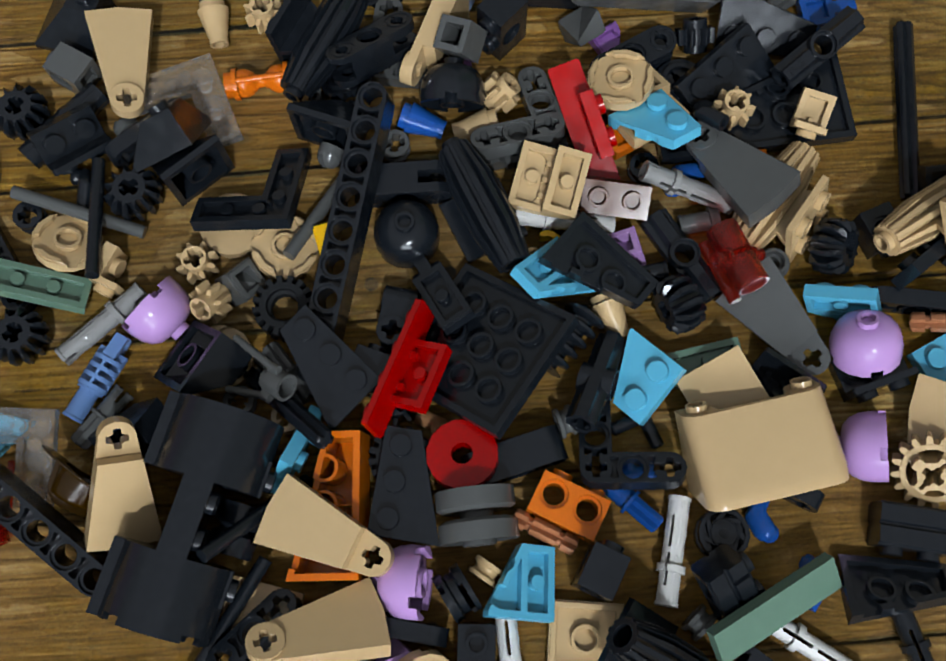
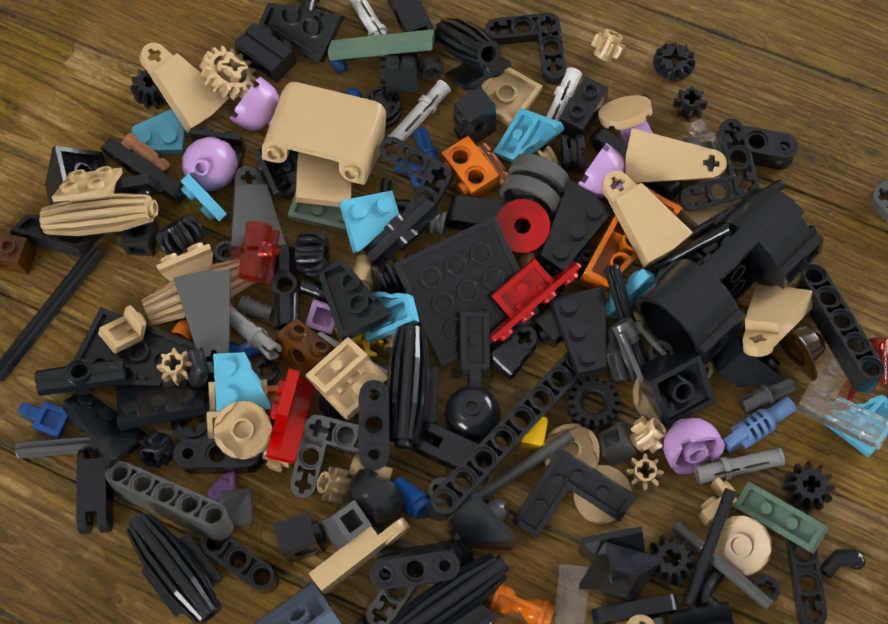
camera: 145 degrees left, 5 degrees down
(481, 123) = (373, 409): none -> black piece

